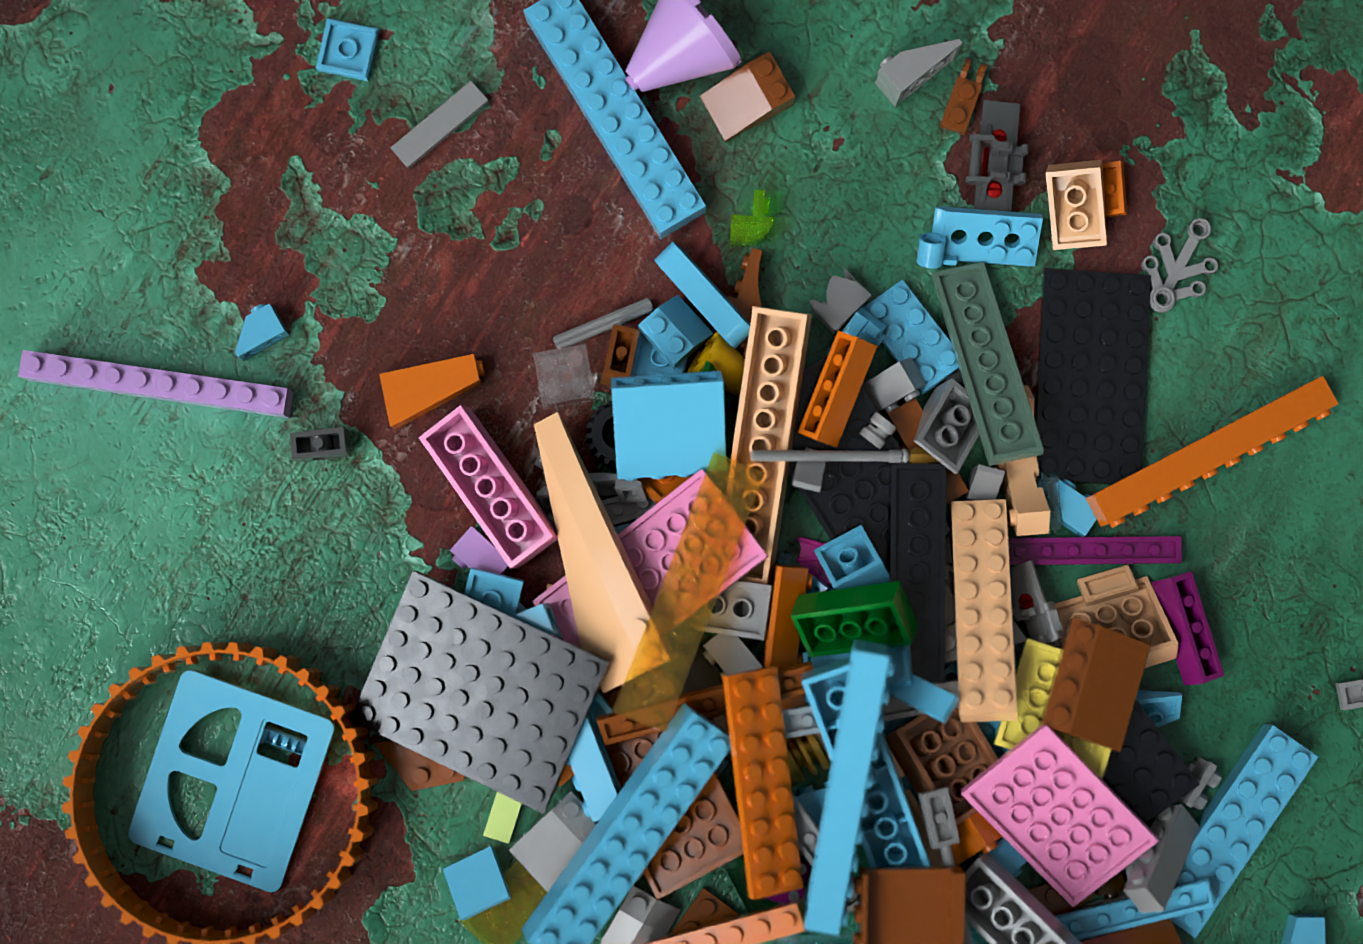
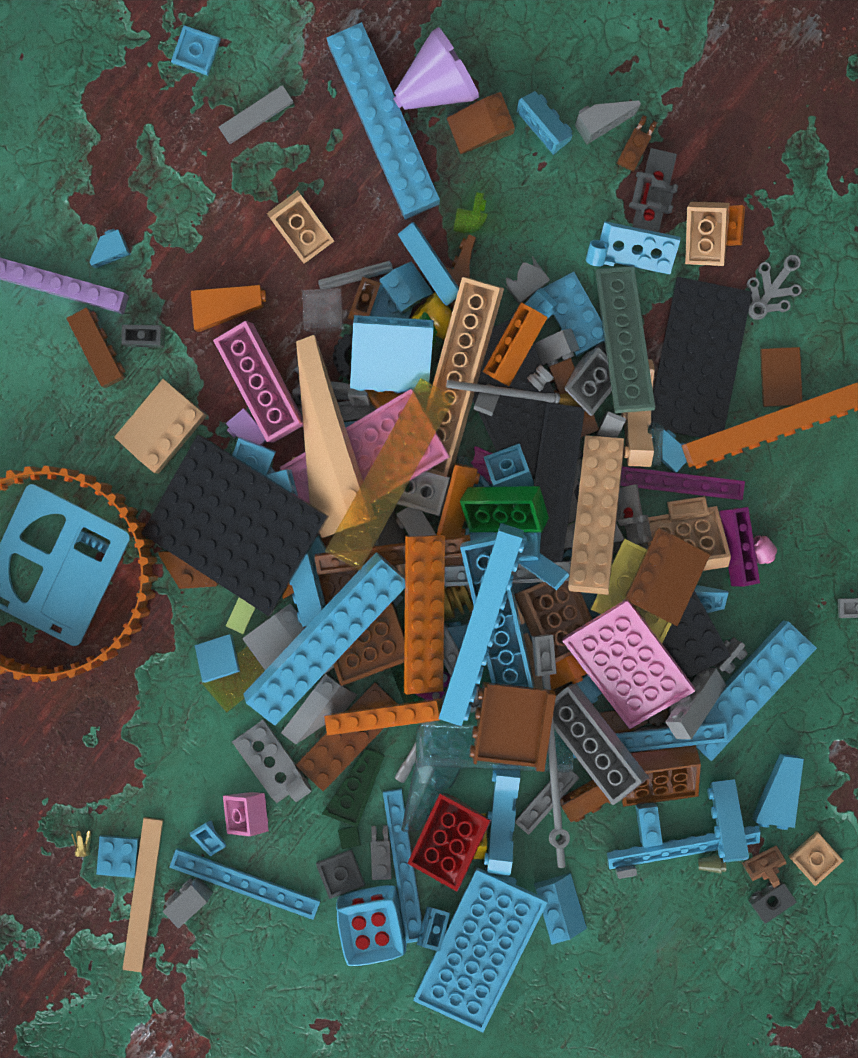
camera: 10 degrees right, 5 degrees up
(257, 469) = (96, 348): none -> dark orange brick
(358, 567) = (160, 426): none -> light nougat slope
(519, 267) = (300, 227): none -> light nougat slope
(833, 84) = (544, 121): none -> medium azure slope
(1208, 385) = (781, 376): none -> dark orange tile
(1223, 628) = (764, 550): none -> bright pink head

